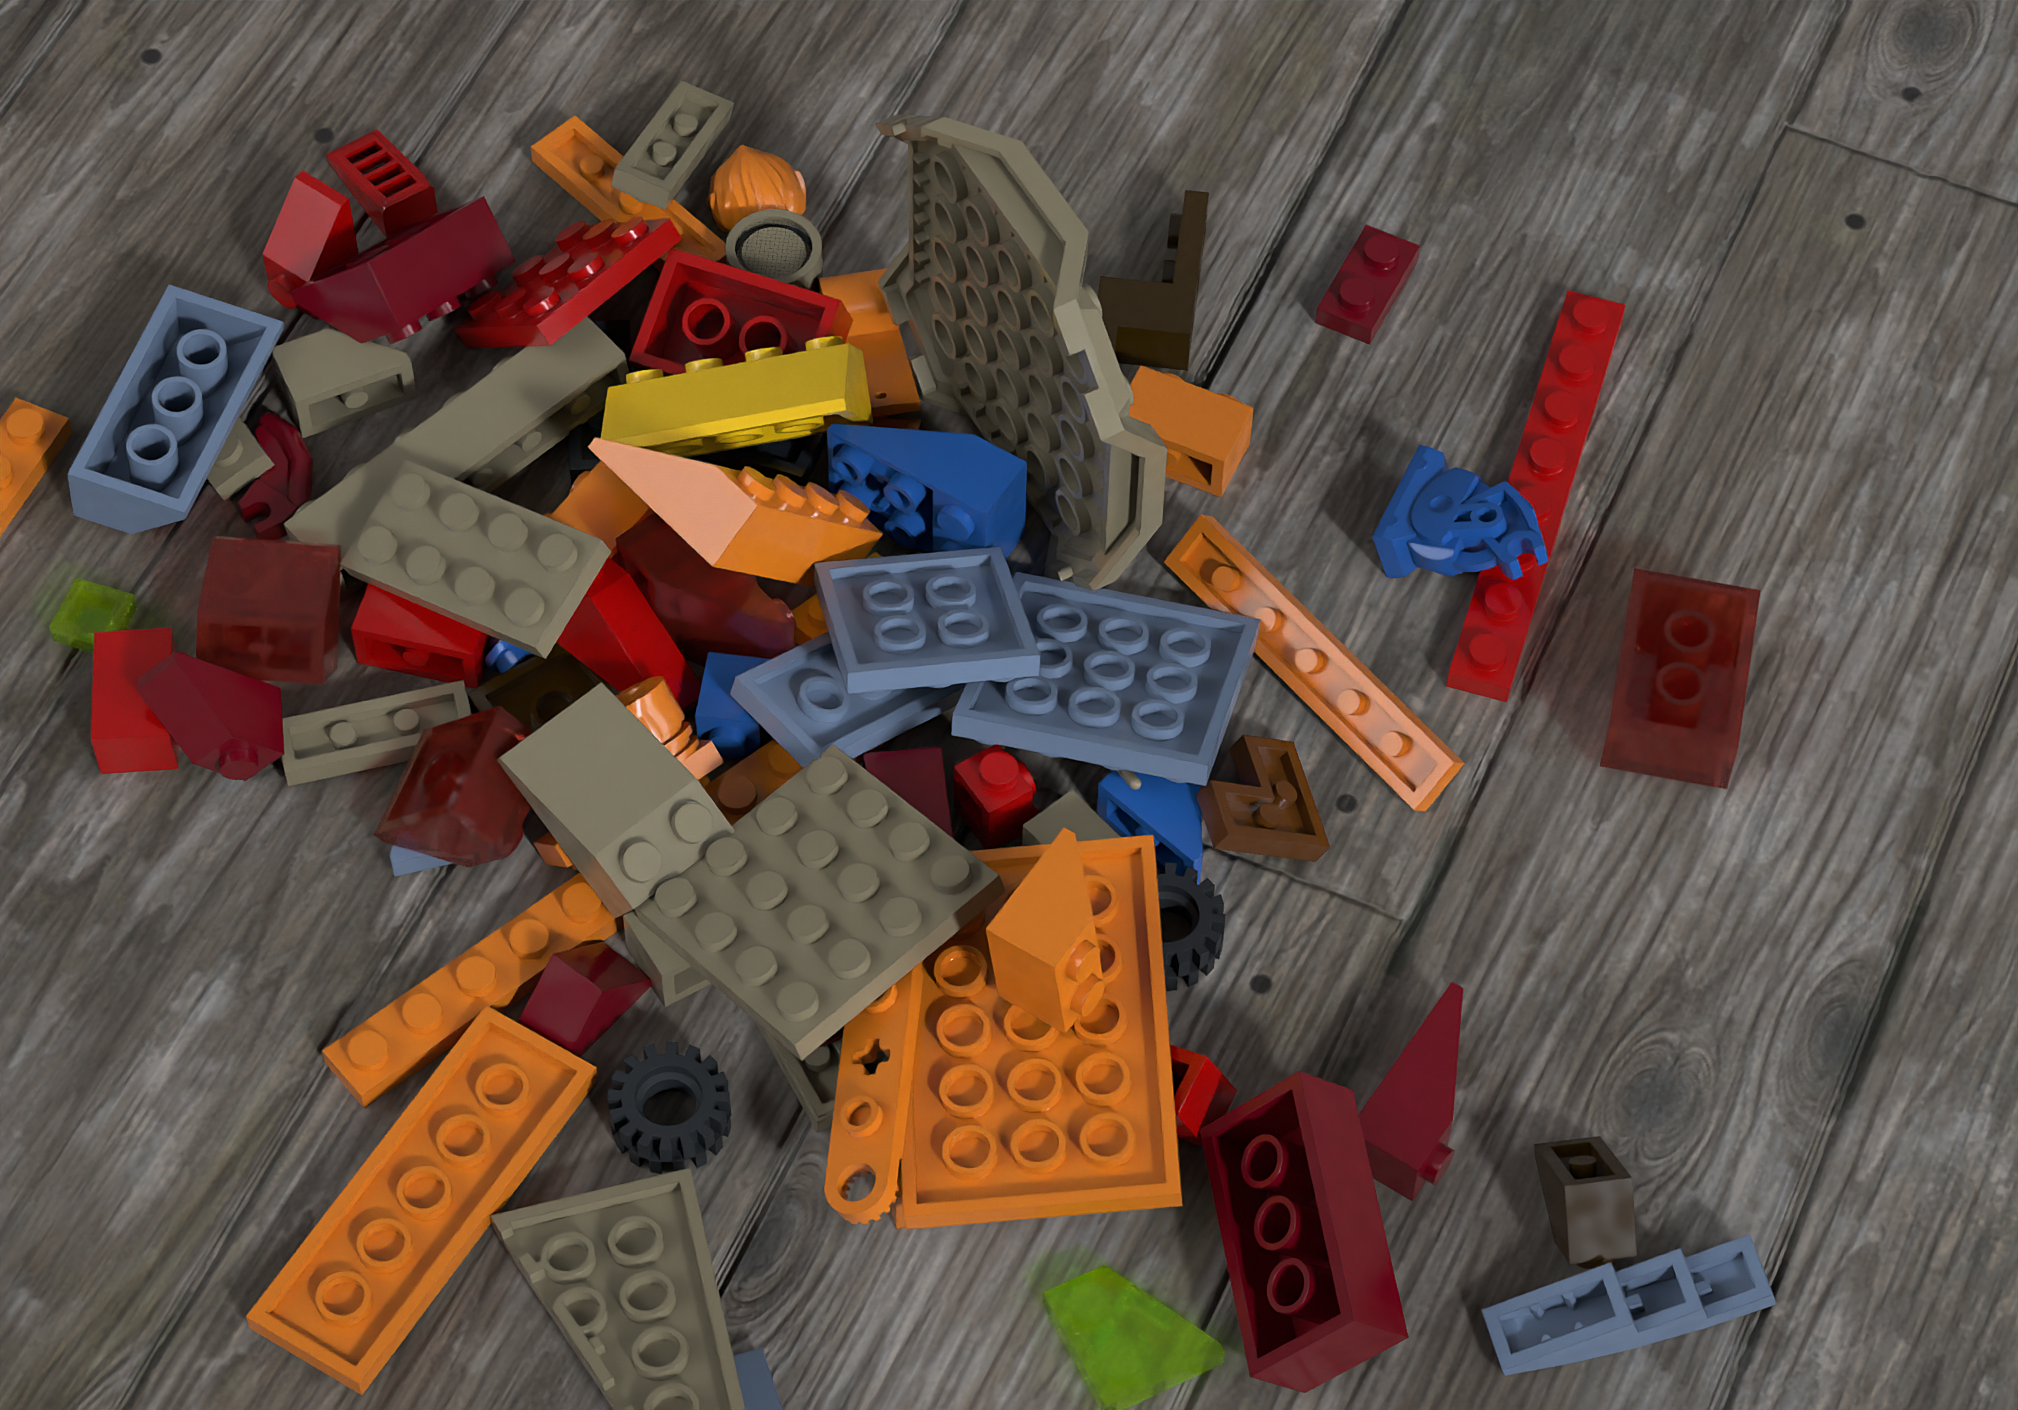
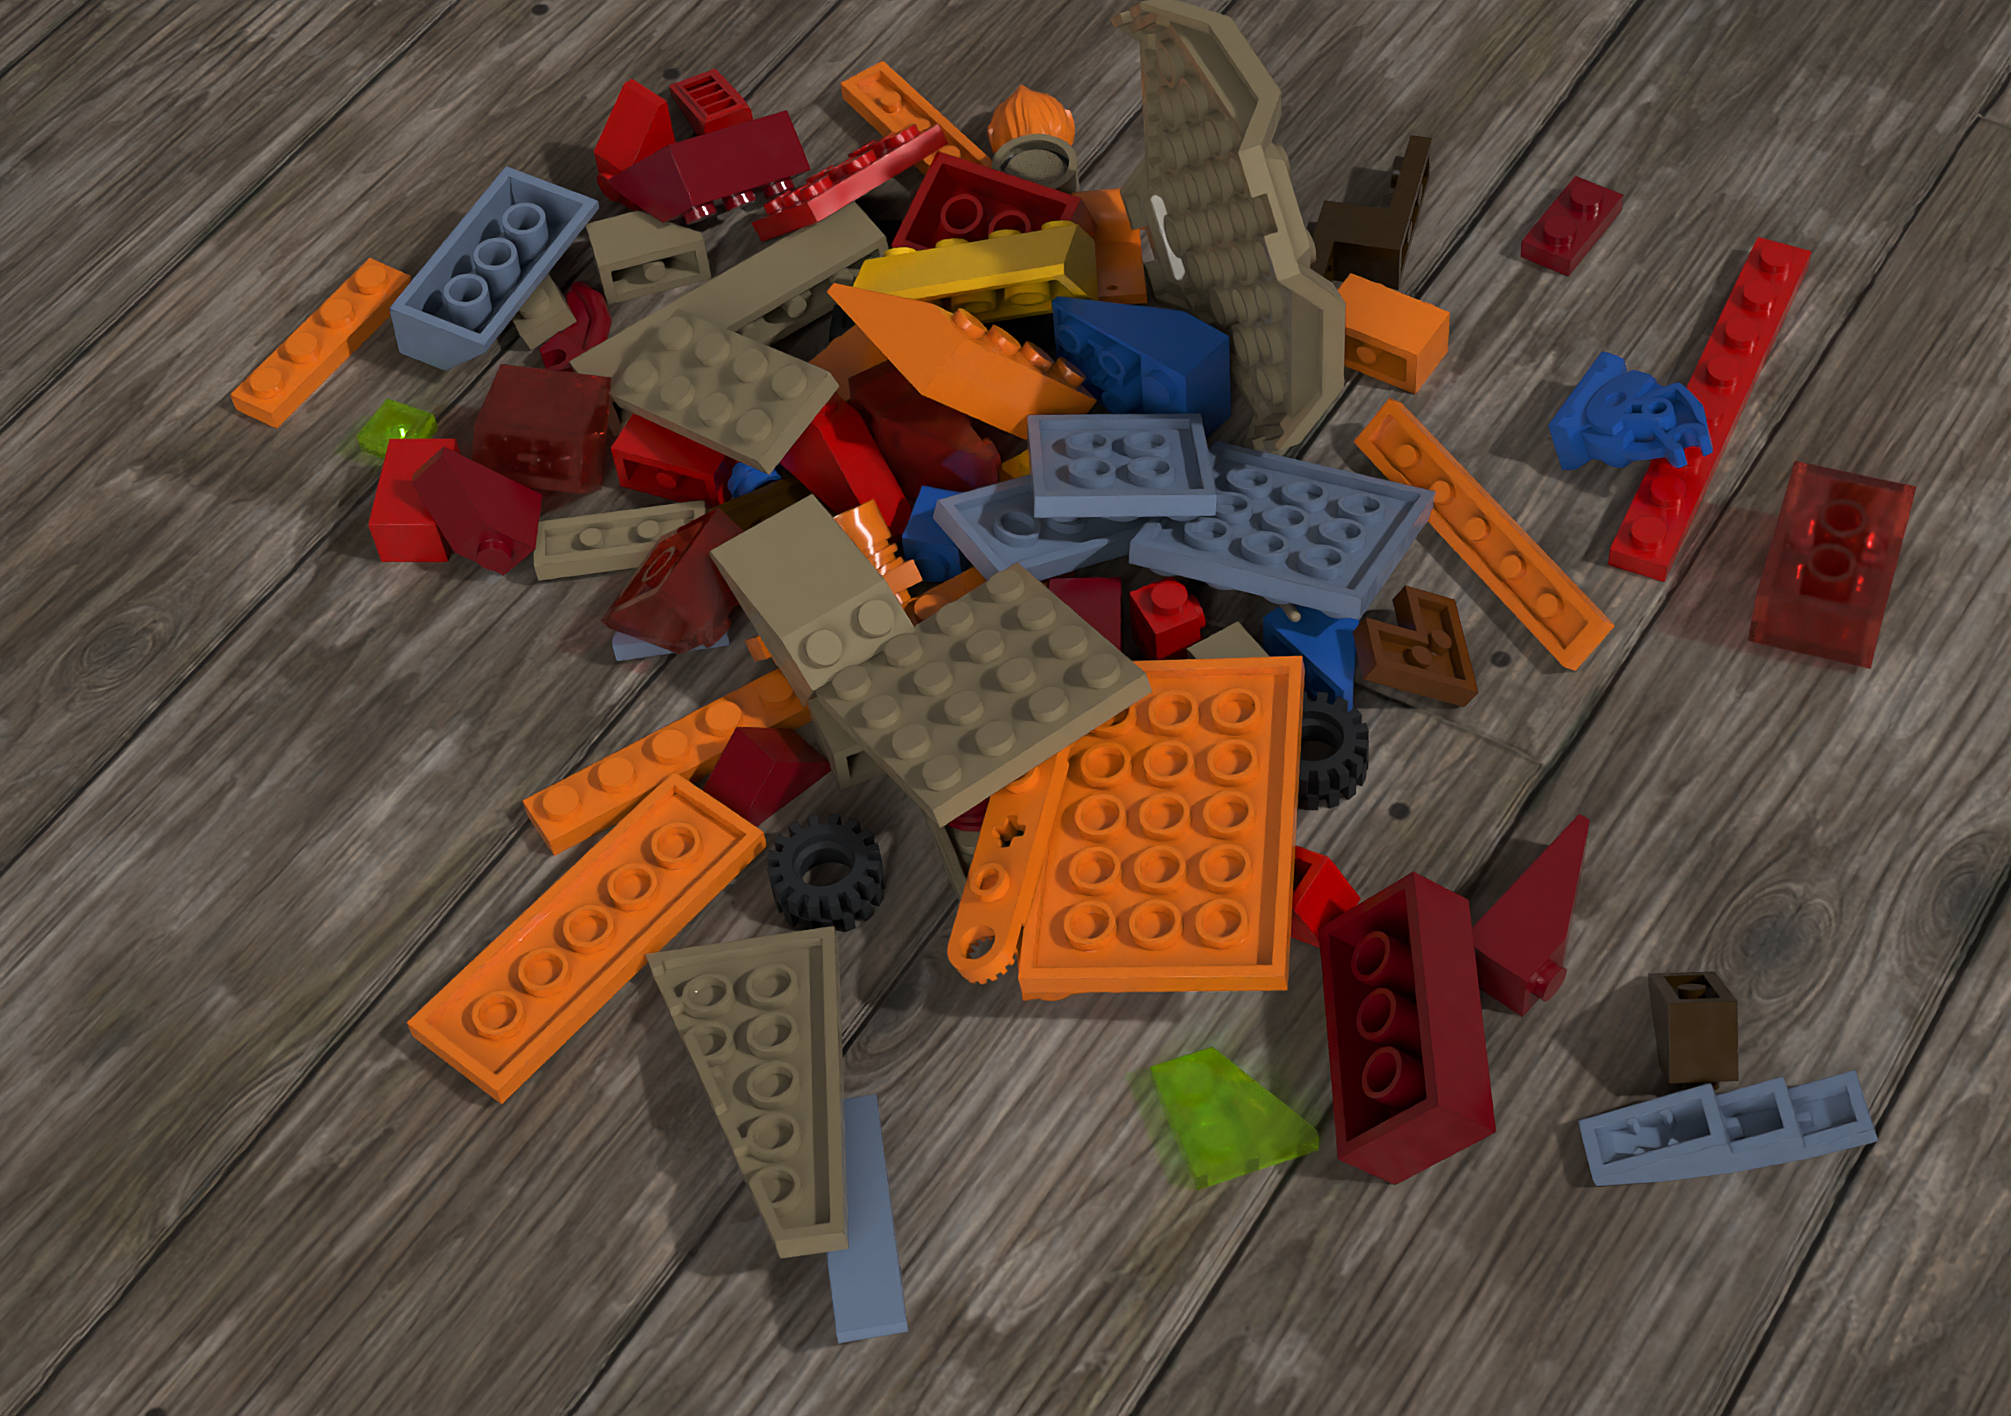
camera: 15 degrees right, 5 degrees down
(672, 145) = (961, 84): dark tan plate -> none
(1047, 940) = (1183, 731): orange slope -> none

